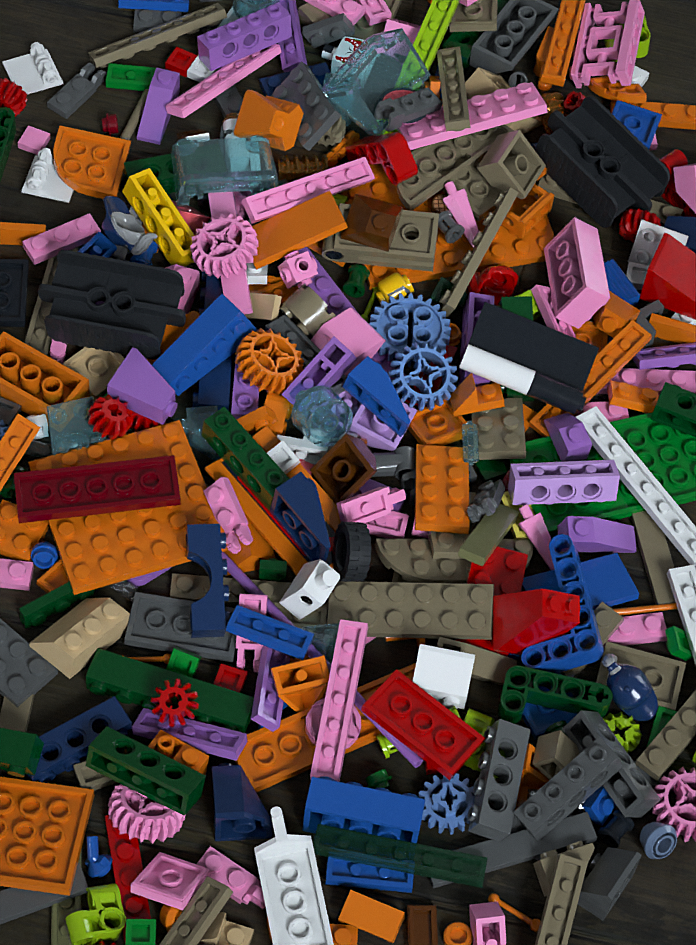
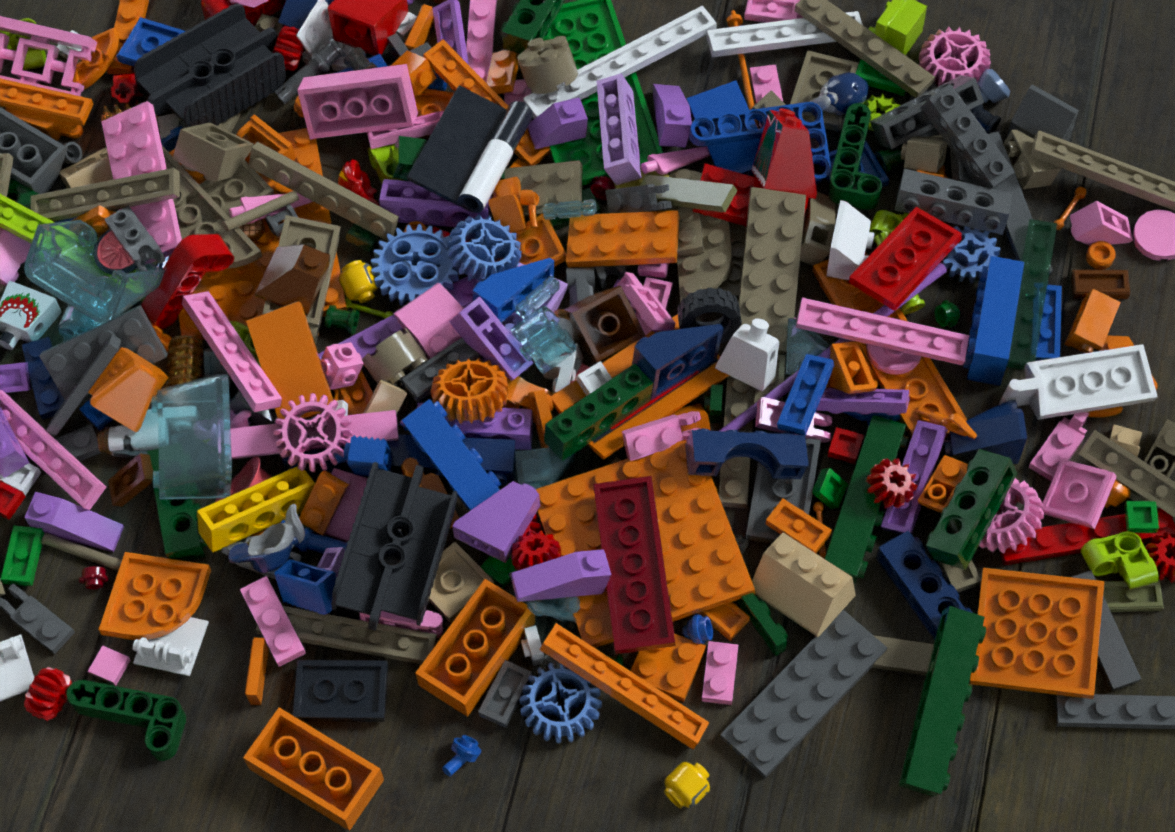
camera: 80 degrees left, 5 degrees up
(80, 428) = (562, 577): none -> medium lavender slope
(97, 863) = (1057, 564): blue plate -> none
(136, 629) = (798, 525): none -> orange plate
(170, 260) = (323, 502): none -> orange plate
(199, 284) = (364, 452): none -> blue brick
(247, 757) = (953, 422): none -> orange hand
(277, 92) = (84, 385): none -> dark grey tile
(374, 418) = (537, 297): none -> clear light blue axle
(452, 204) = (260, 211): none -> dark tan bar
(481, 414) = (530, 198): none -> orange hand
(619, 273) = (357, 61): none -> clear smoke bush
(624, 248) = (320, 62): none -> dark grey pin
(629, 419) = (547, 64): none -> dark tan brick
(654, 555) = (688, 70): dark tan tile -> none
(678, 643) = (785, 56): green plate -> none

